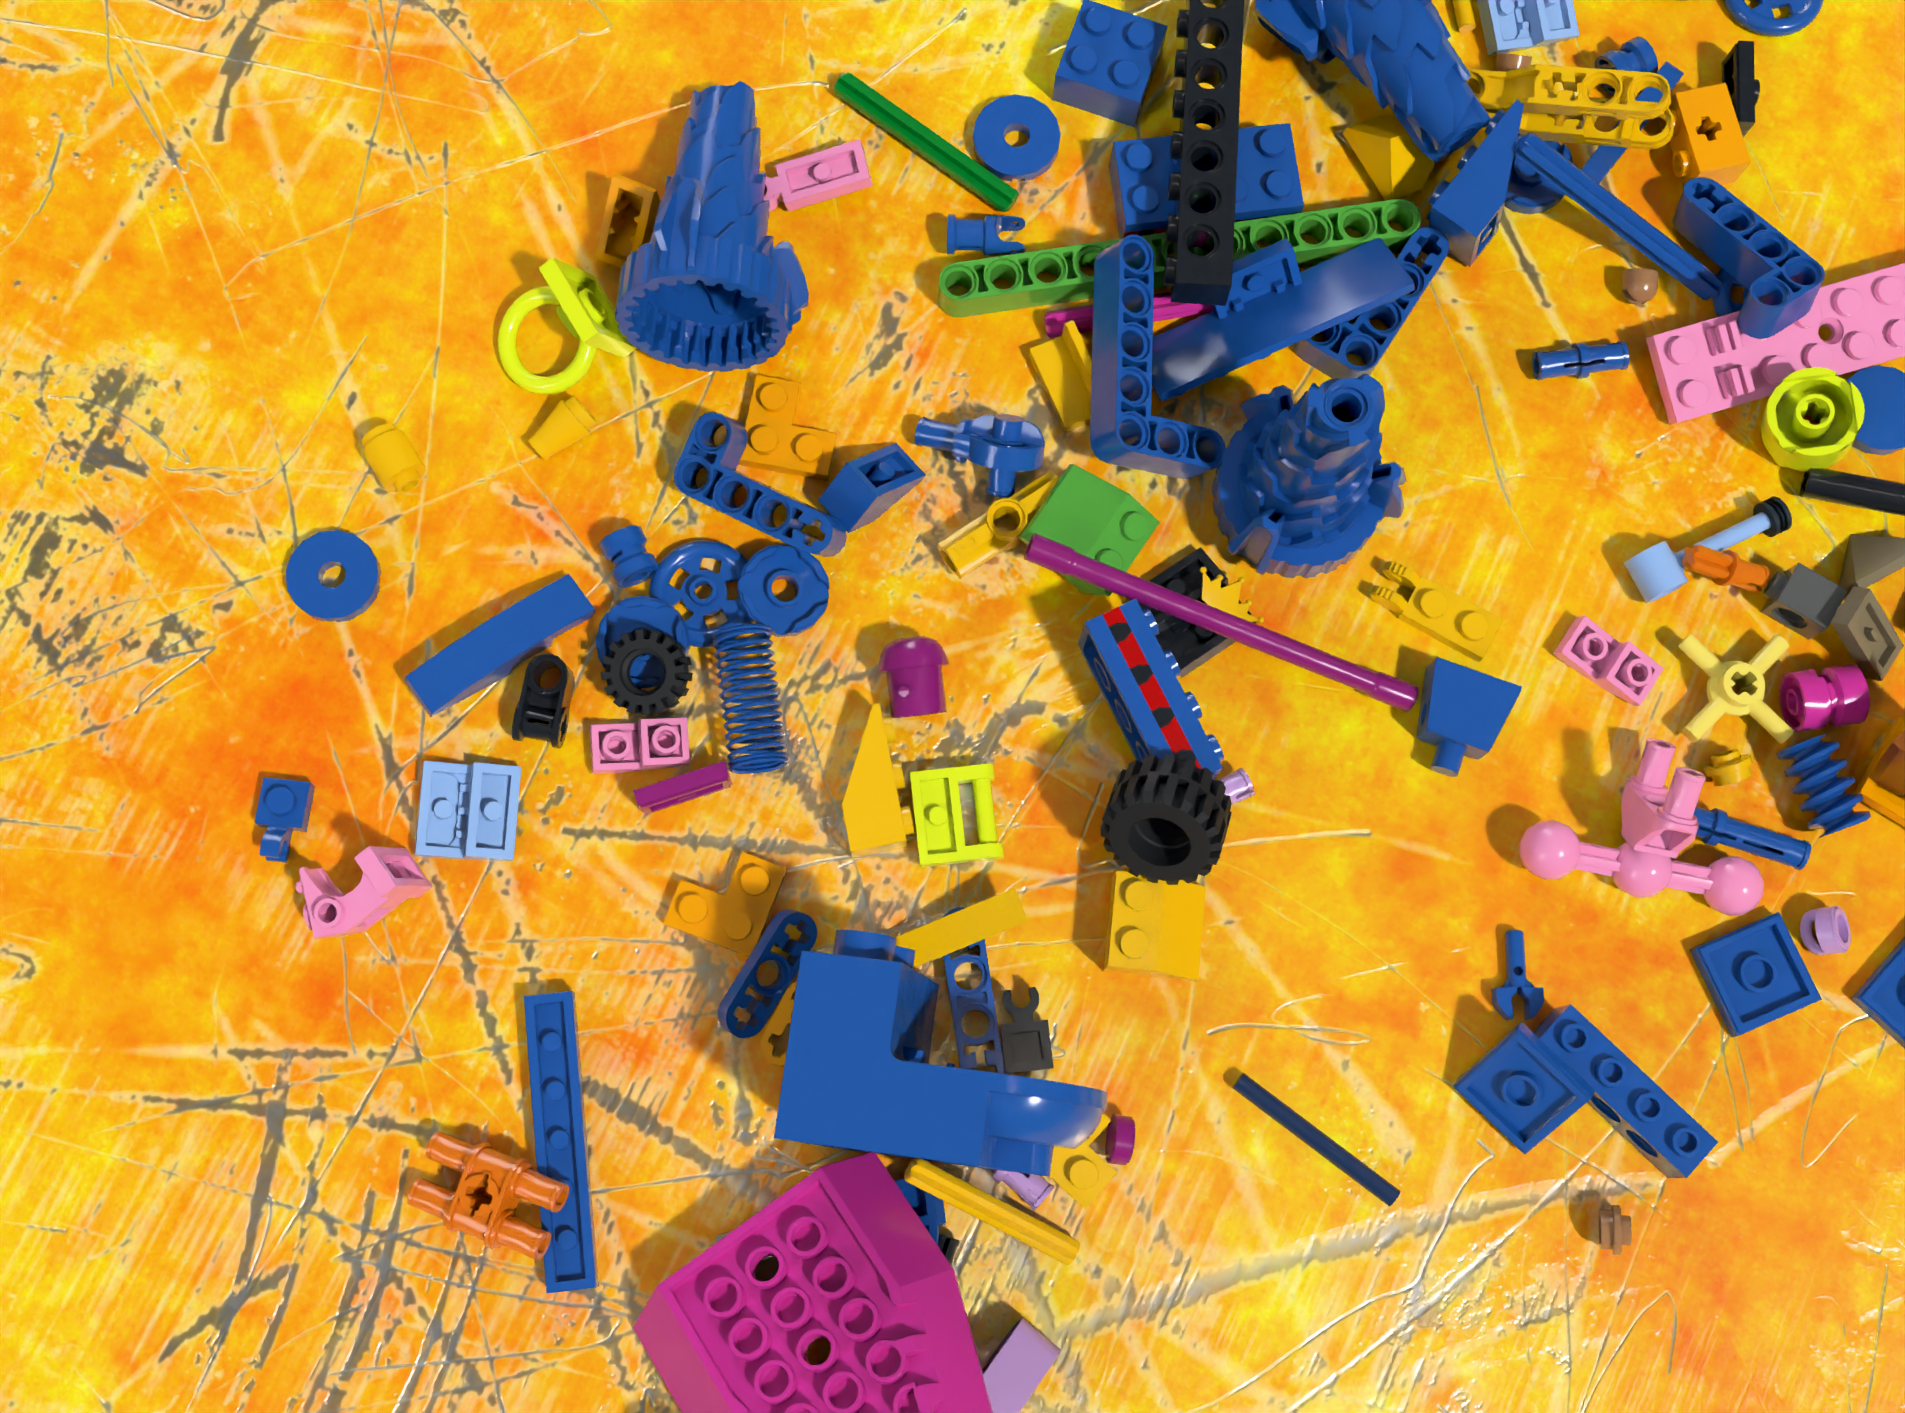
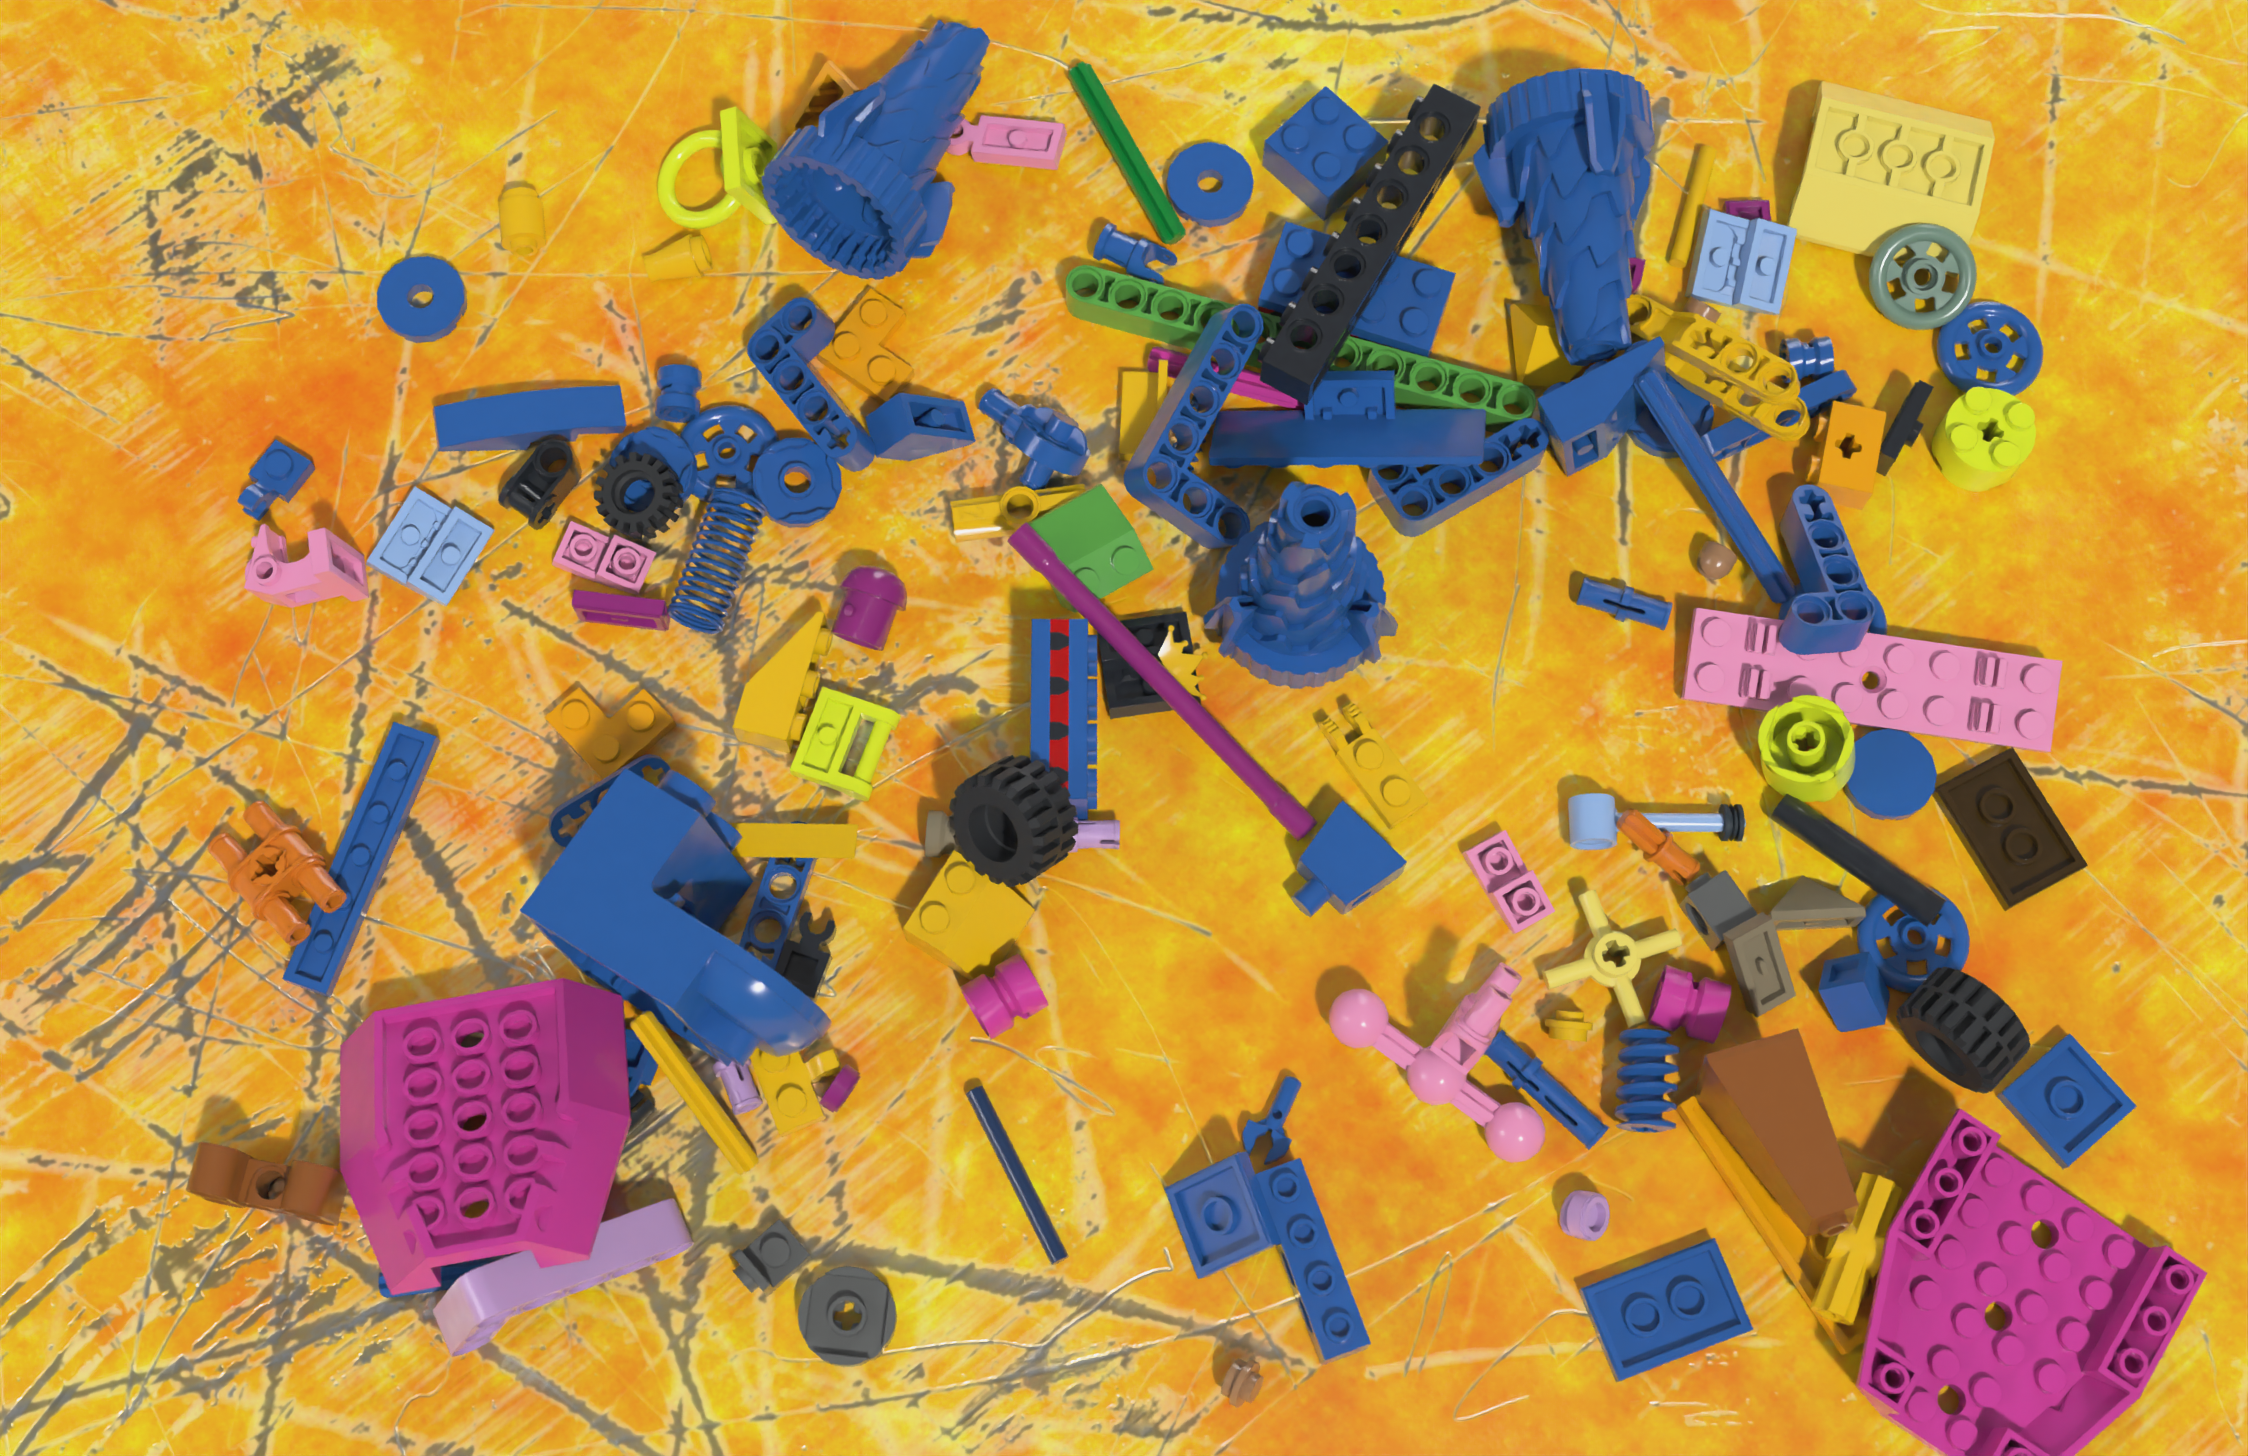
camera: 30 degrees right, 5 degrees down
(1092, 858) = (939, 835): none -> dark tan wheel
(1136, 1329) = (770, 1259): none -> dark grey bracket
(1229, 976) = (1004, 996): none -> dark pink wheel
(1260, 1360) = (830, 1295): none -> dark grey plate
(1755, 974) = (1498, 1224): blue tile -> none
(1815, 70) = (1984, 439): none -> neon yellow brick

